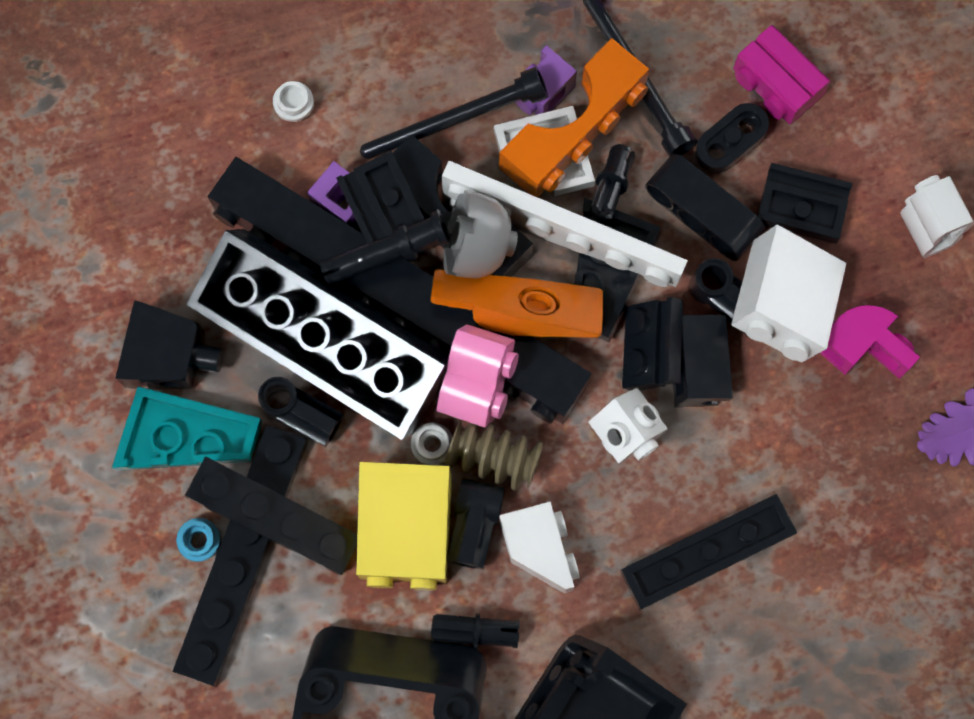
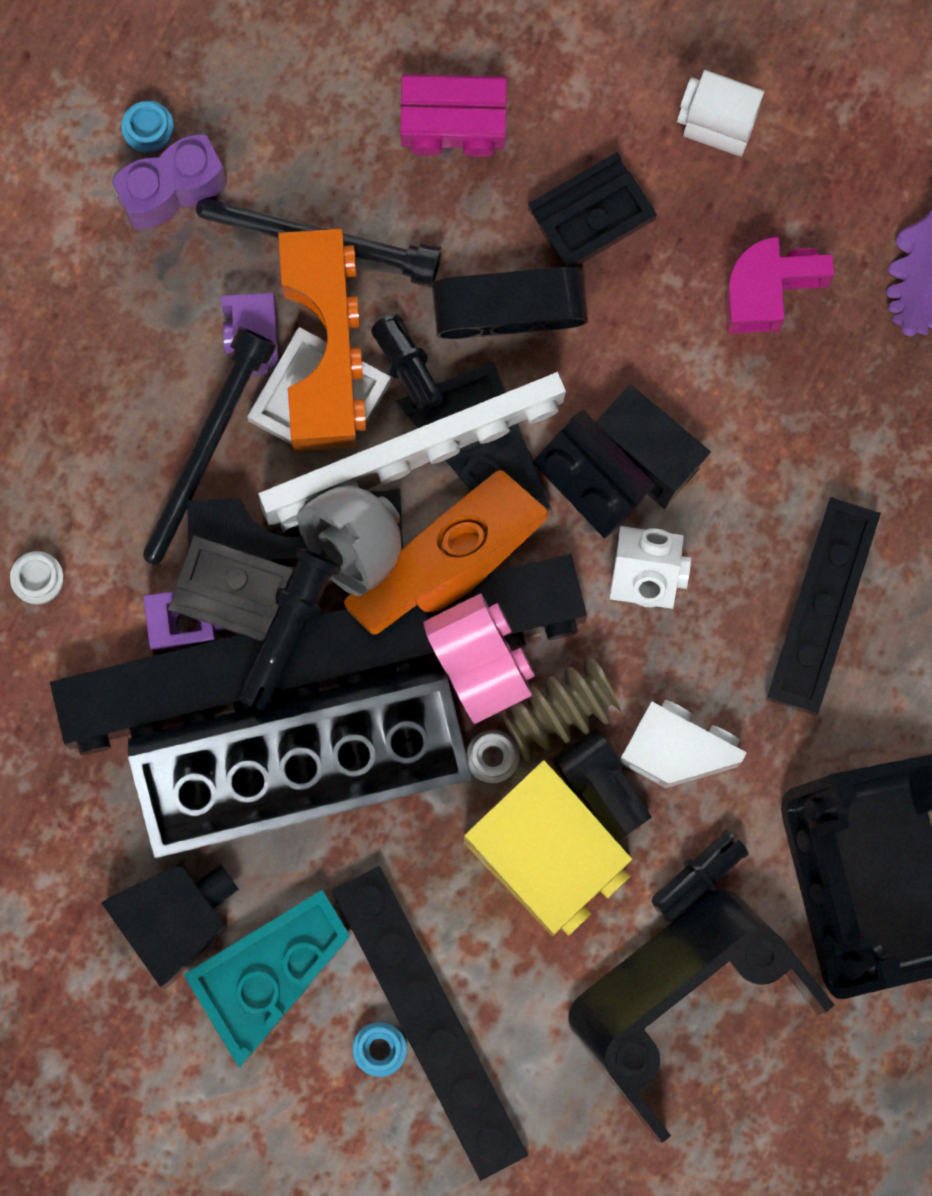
camera: 50 degrees left, 5 degrees up
(272, 516) = (426, 961): black plate -> none
(302, 412) = (355, 846): black piece -> none
(722, 299) = (618, 362): black piece -> none
(729, 138) = (469, 216): black plate -> none
(789, 294) = (668, 311): white brick -> none

